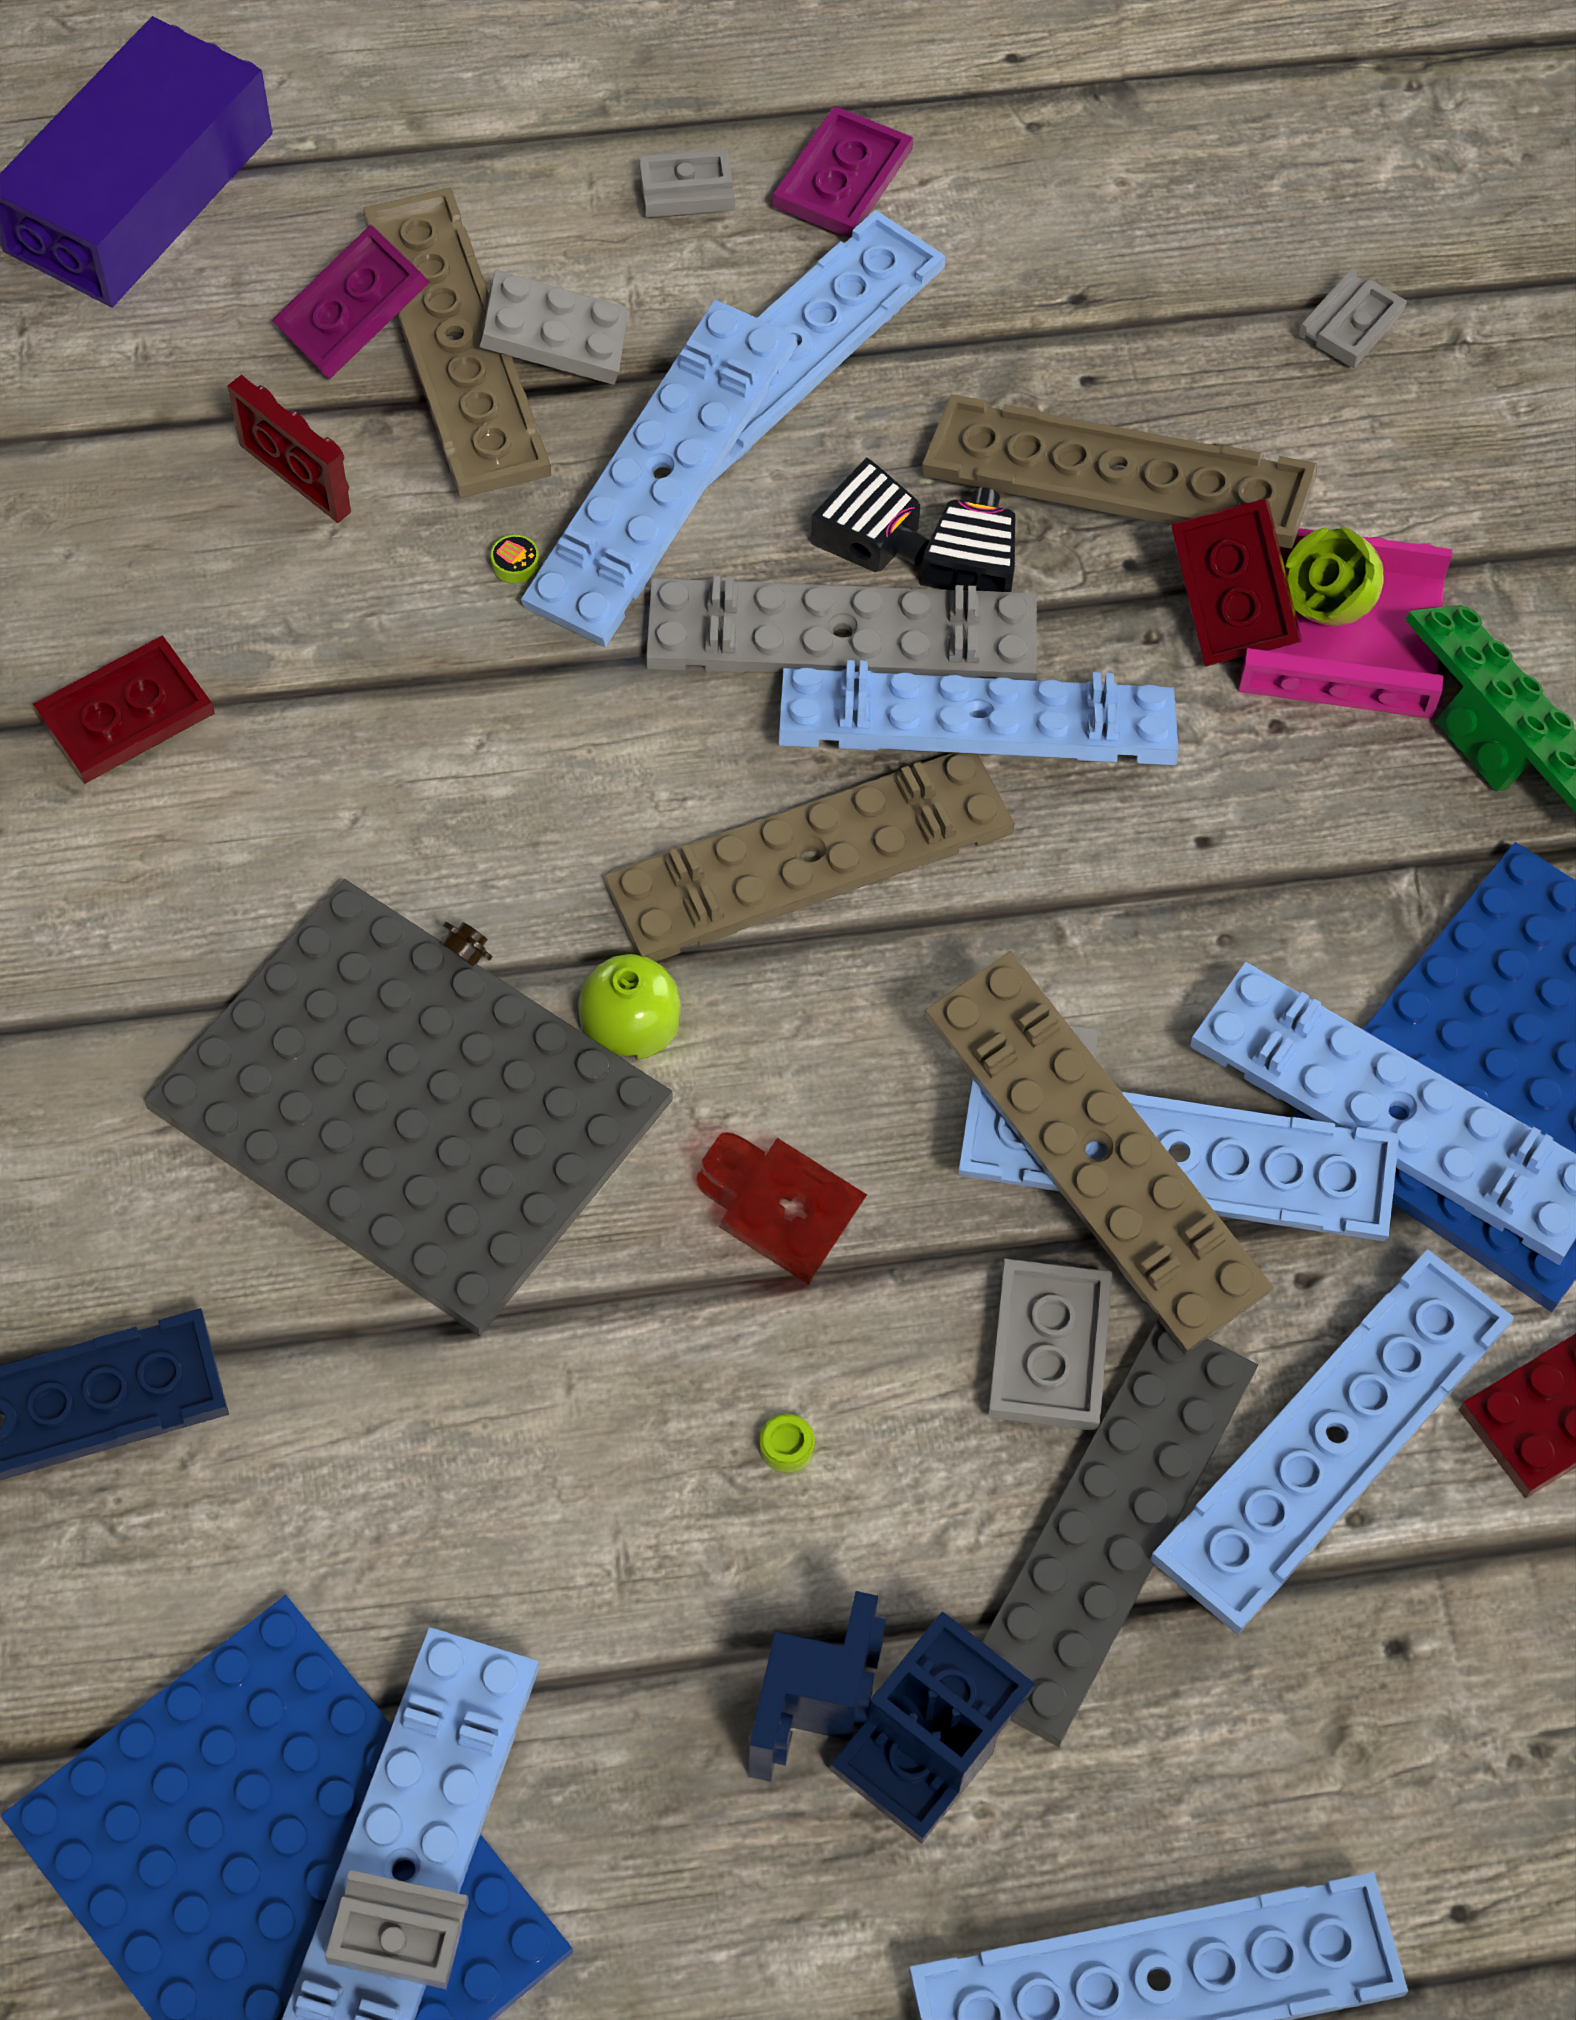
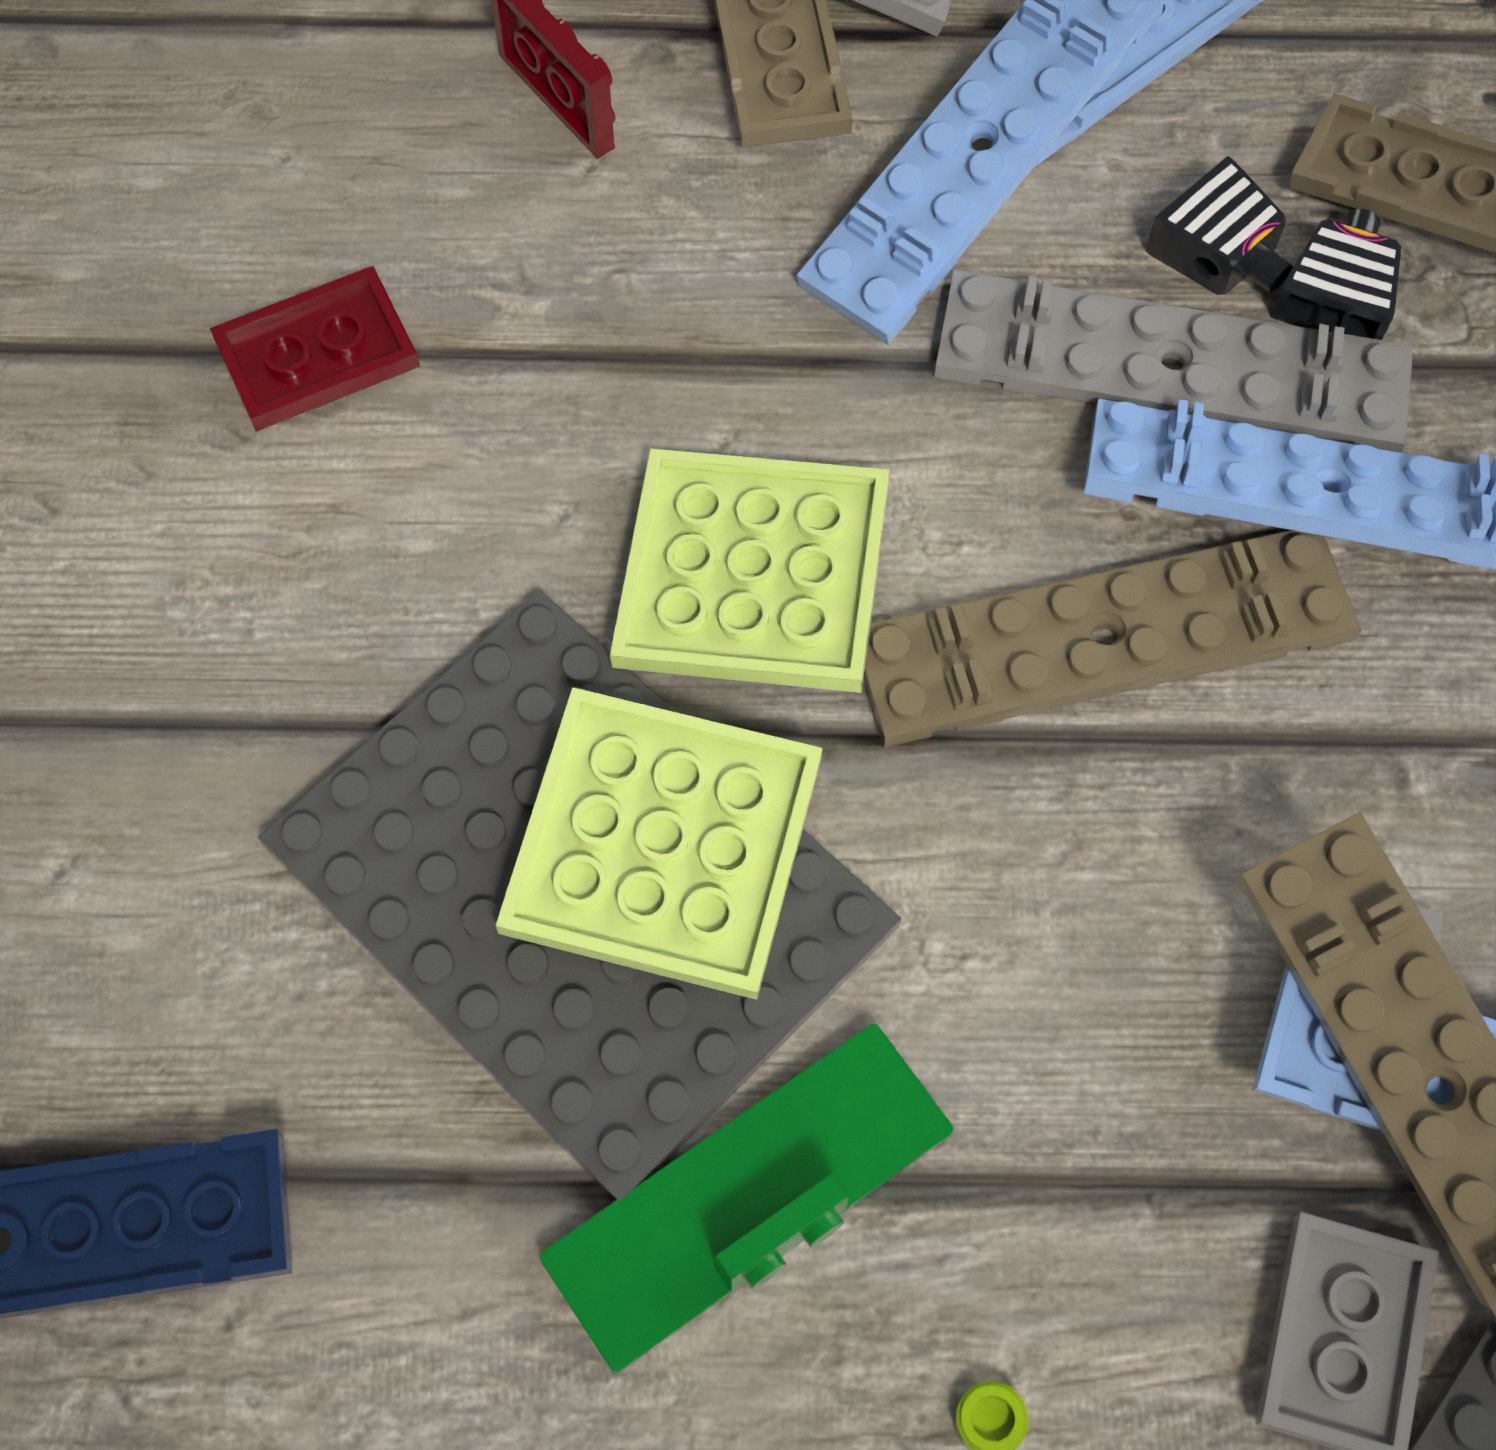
camera: 10 degrees right, 5 degrees up
(466, 943) = (673, 691): dark brown plate -> none
(472, 1054) = (661, 843): none -> yellowish green plate
(515, 559) = (796, 226): tile -> none
(516, 838) = (752, 570): none -> yellowish green plate
(576, 1311) = (745, 1198): none -> green bracket
(630, 1006) = (866, 801): lime cylinder -> none
(755, 1185) = (989, 1074): clear red plate -> none

